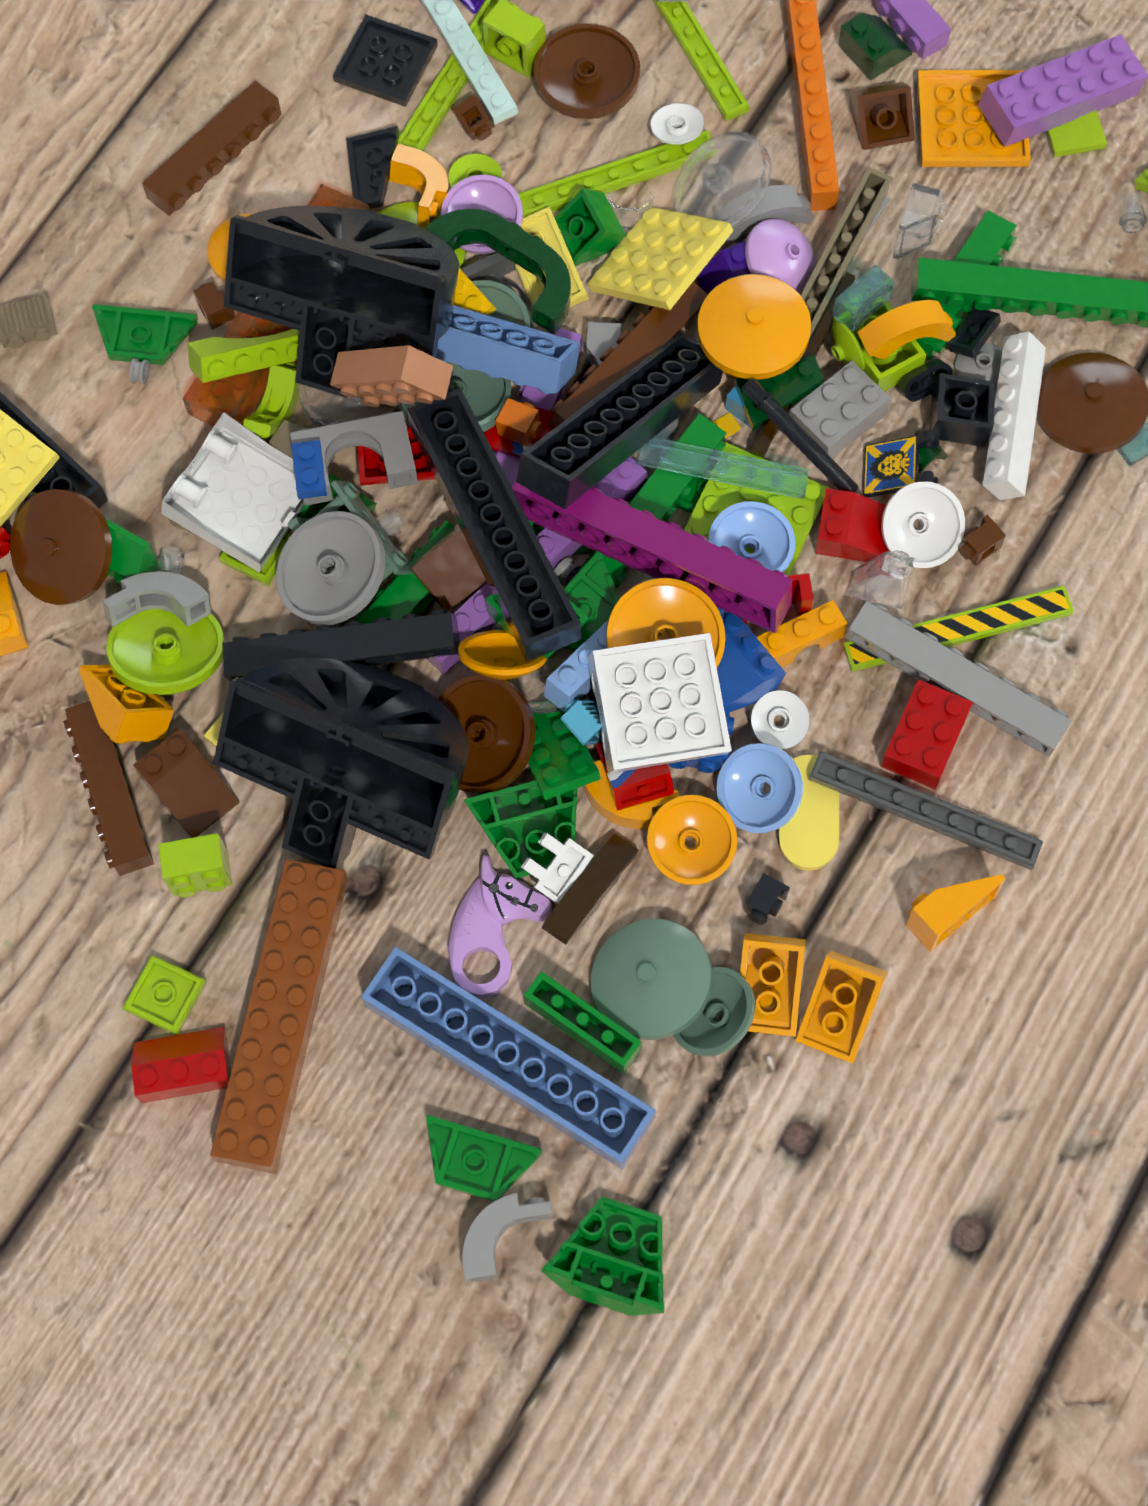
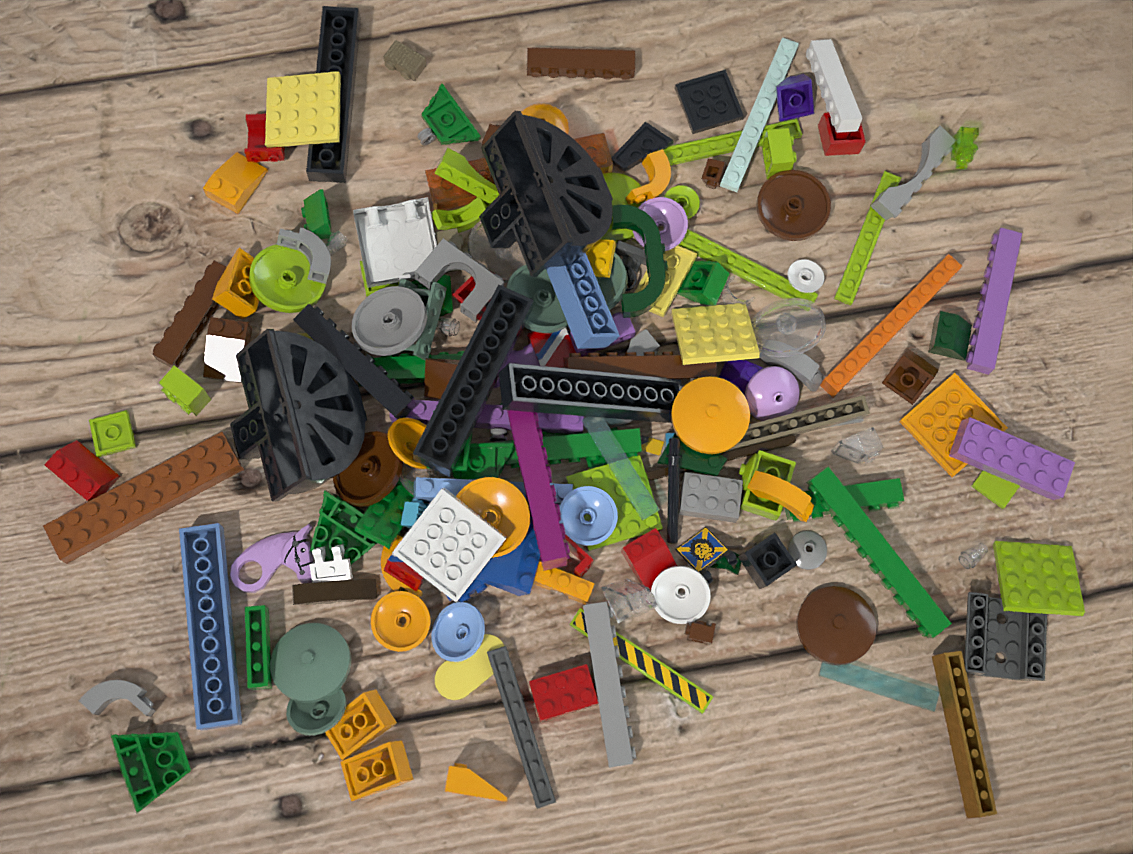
camera: 40 degrees right, 5 degrees up
(60, 547) = (295, 183): reddish brown dish -> none
(309, 469) = (428, 265): blue plate -> none
(391, 376) = (507, 262): nougat brick -> none
(476, 1160) = (147, 654): green wing -> none
(519, 422) = (553, 343): orange brick -> none
(766, 899) = (401, 684): black brick -> none
(788, 707) = (500, 618): white dish -> none
(863, 298) = (779, 457): clear light blue brick -> none
(921, 381) = (766, 525): black plate -> none
(974, 332) = (820, 530): black plate -> none
(1014, 416) = (788, 591): white brick -> none

